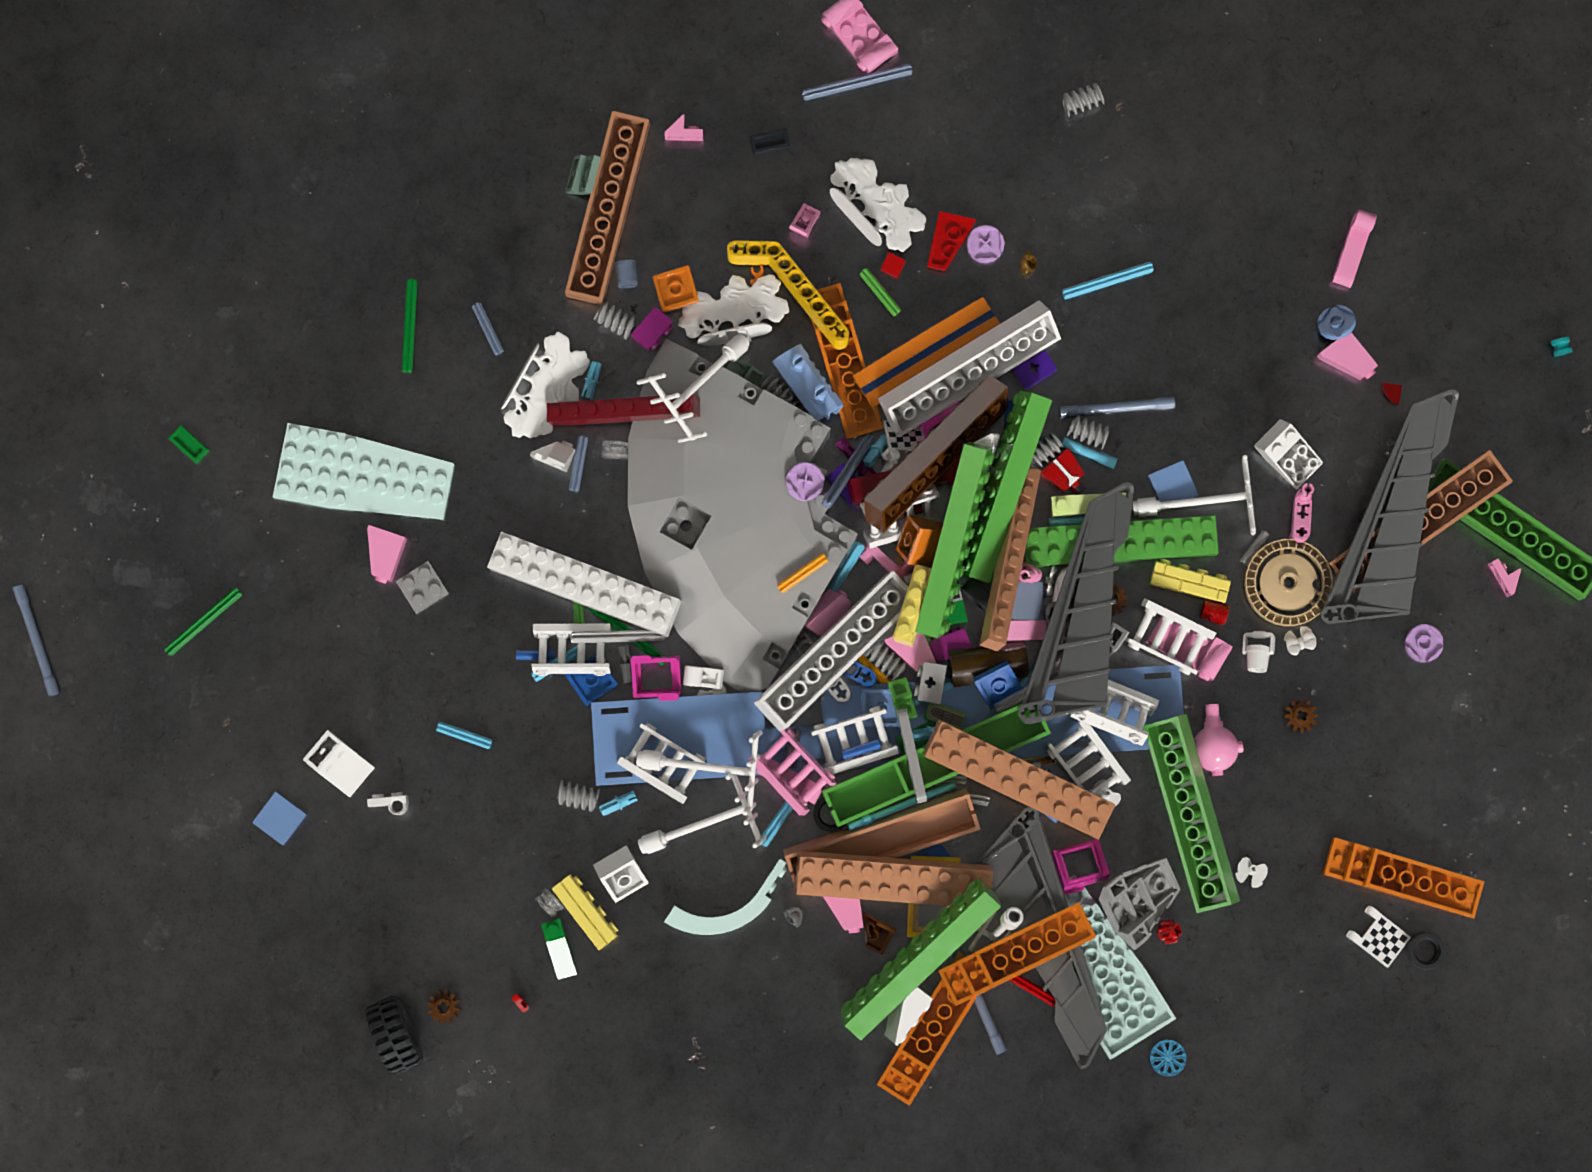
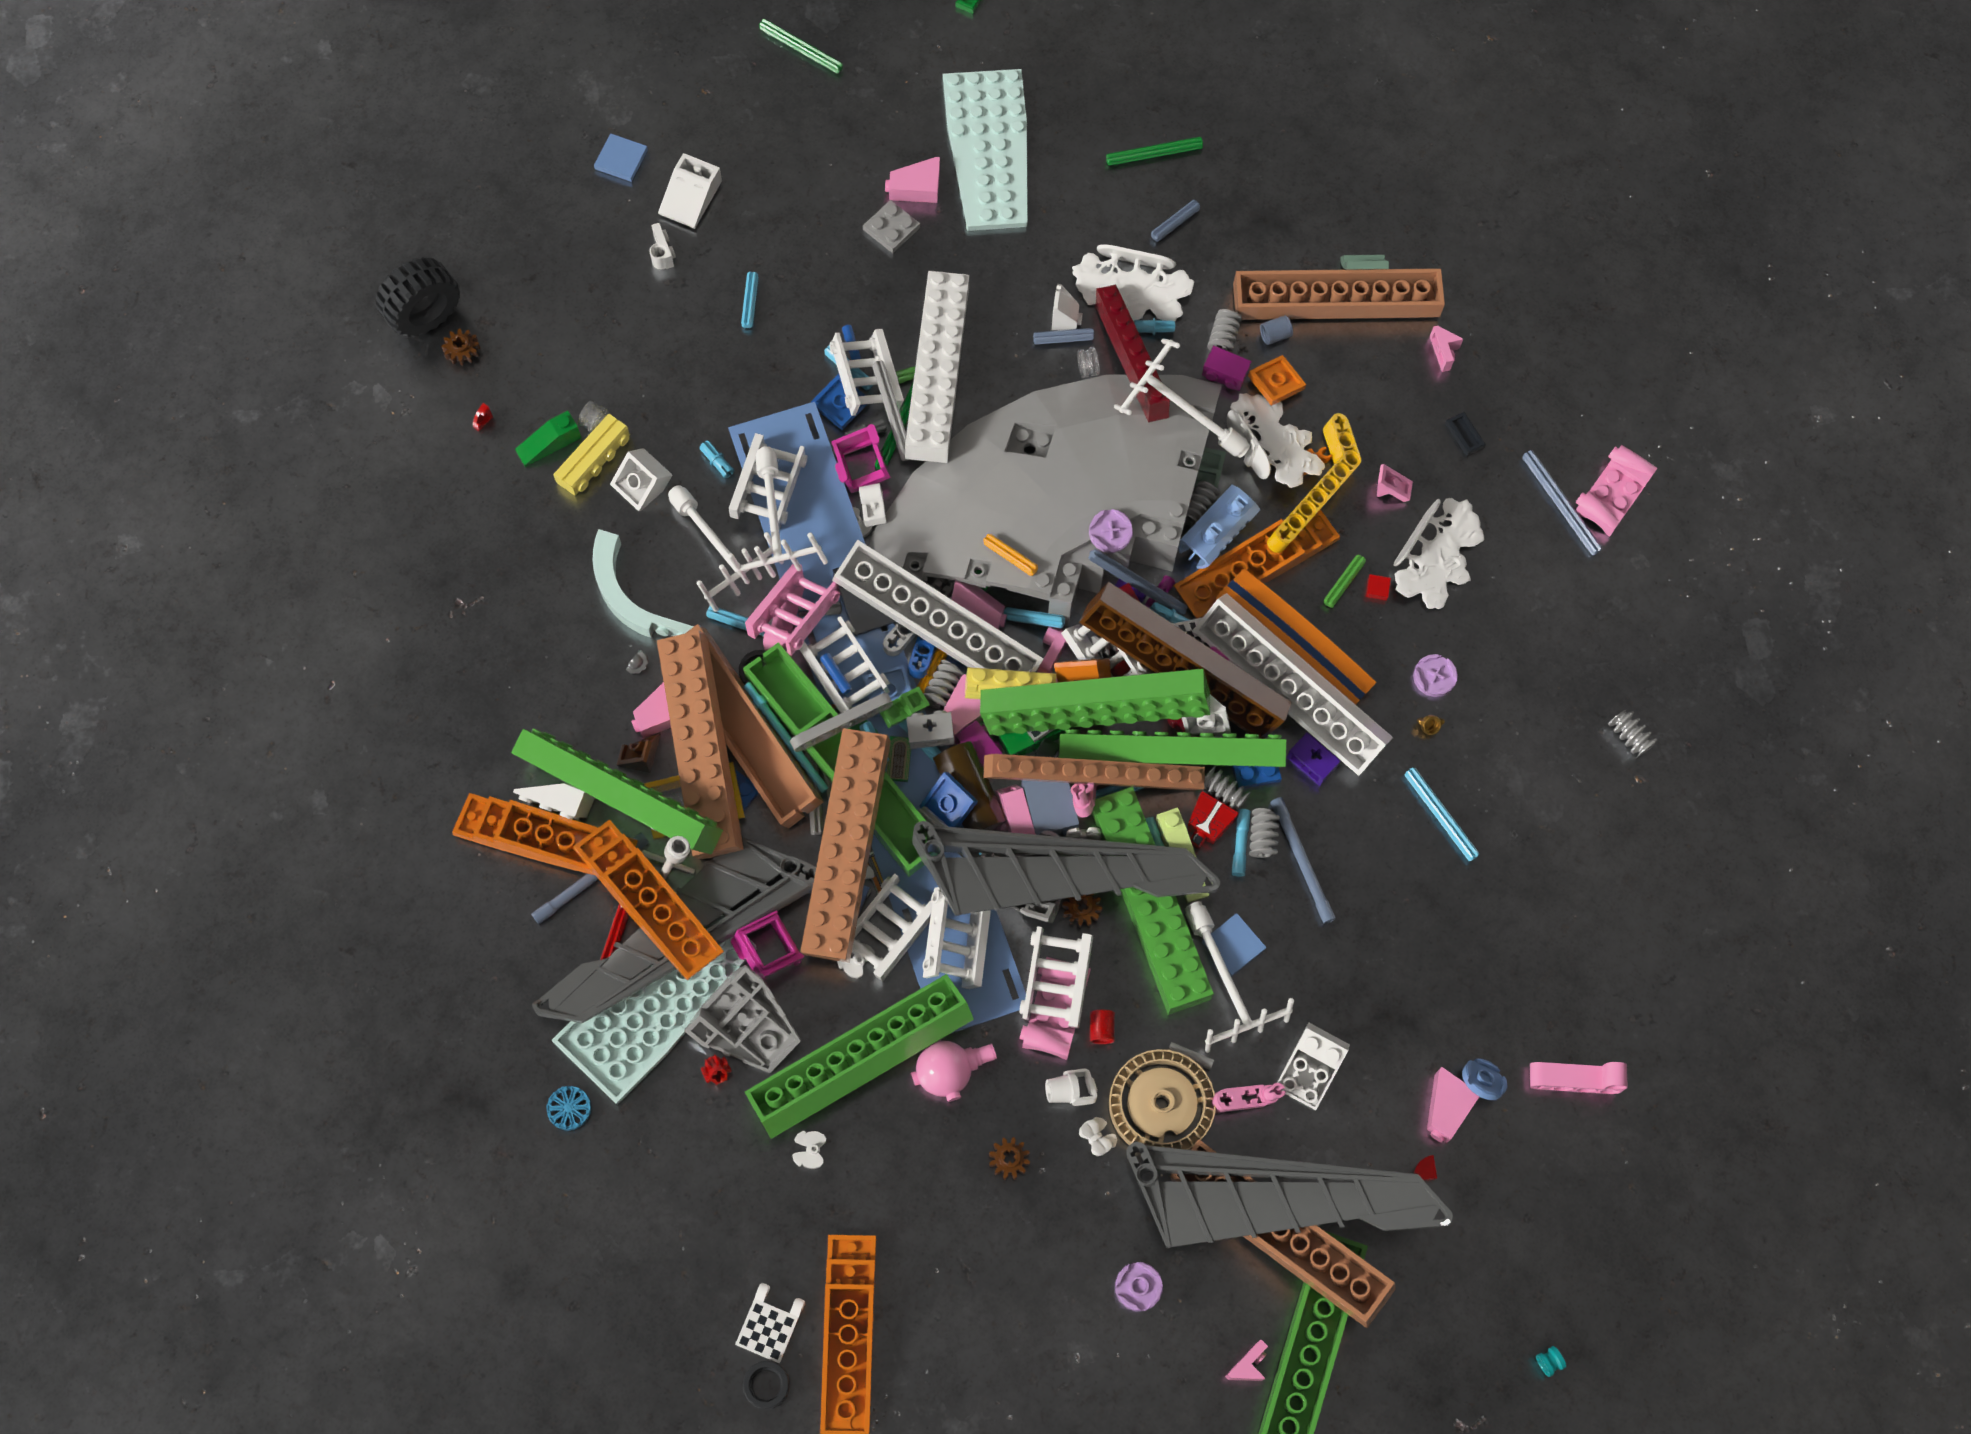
camera: 70 degrees right, 15 degrees down
(577, 796) = (713, 417): light grey piece -> none
(948, 238) = (1427, 634): red wing -> none
(1190, 582) = (1128, 990): light yellow brick -> none

